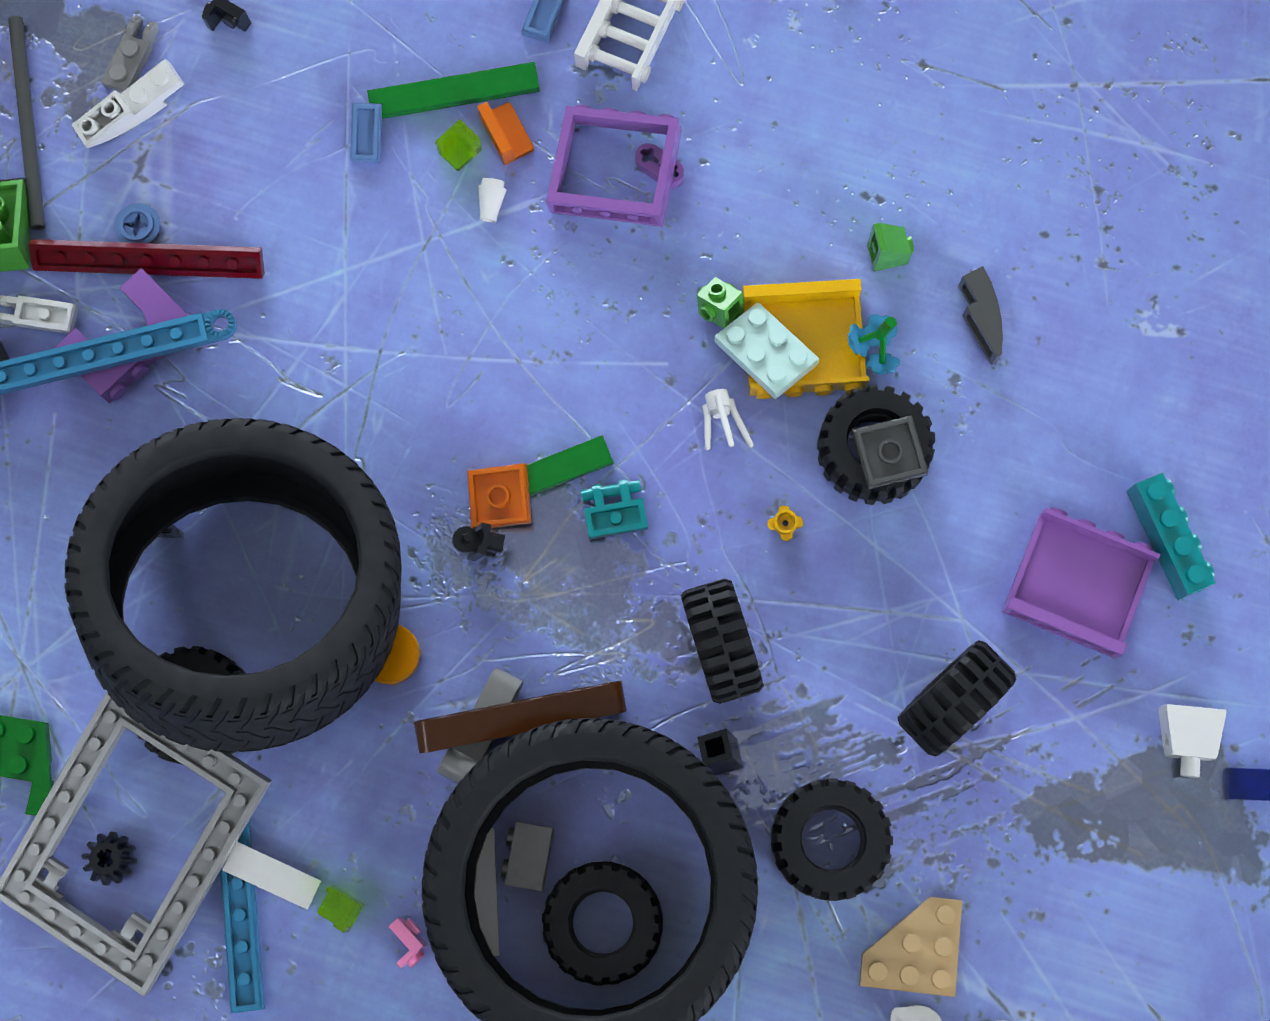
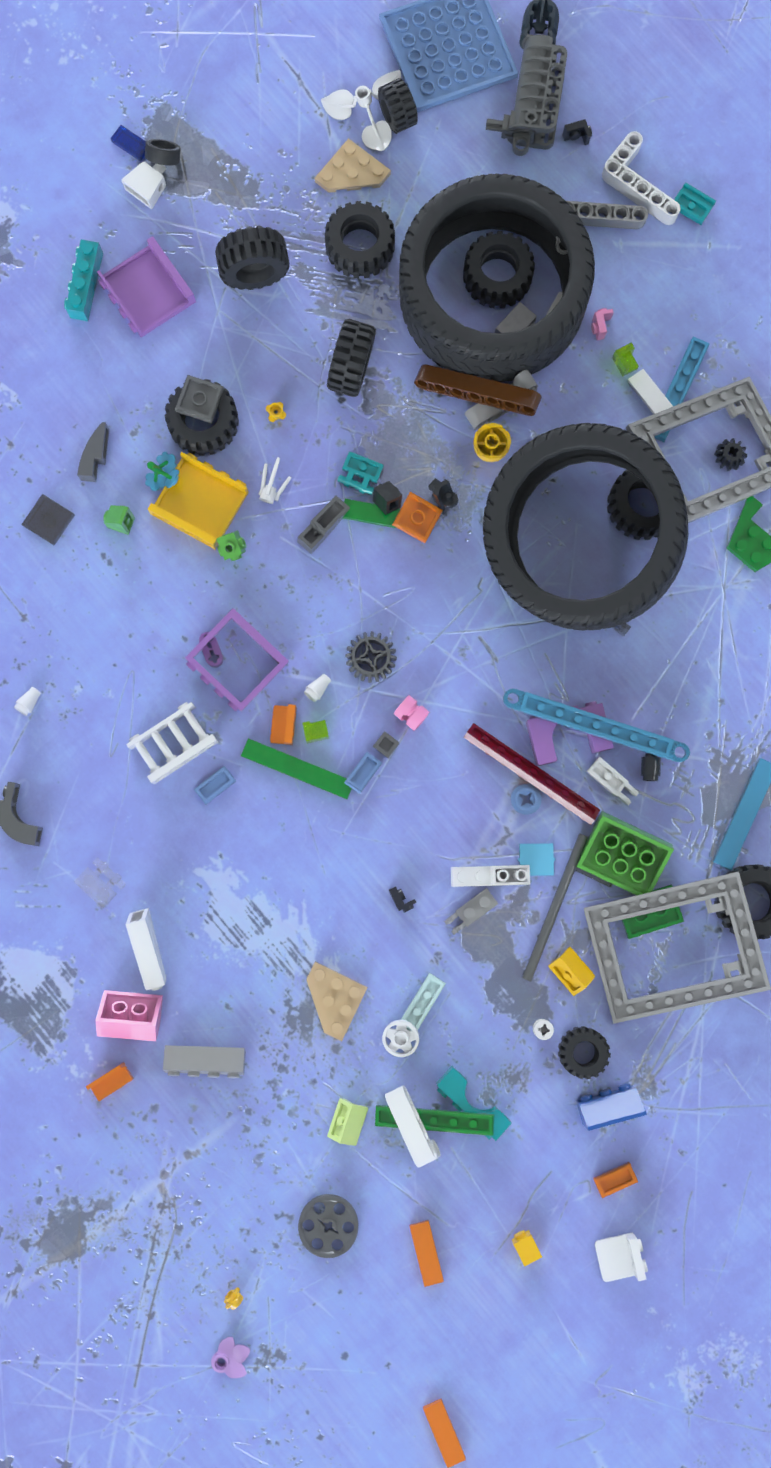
camera: 155 degrees left, 5 degrees up
(82, 167) = (539, 857): none -> medium azure piece
(345, 237) = (411, 712): none -> bright pink wheel
(358, 183) = (386, 744): none -> dark grey plate
(455, 654) = (491, 442): none -> yellow cylinder
(459, 258) = (362, 659): none -> dark grey gear
(555, 494) = (387, 497): none -> black brick
(618, 407) = (323, 524): none -> dark grey slope
(720, 751) = (387, 314): black brick -> none
(766, 350) = (224, 502): light aqua plate -> none
(981, 198) = (48, 519): none -> clear smoke tile
(1191, 777) = (162, 152): none -> black tyre

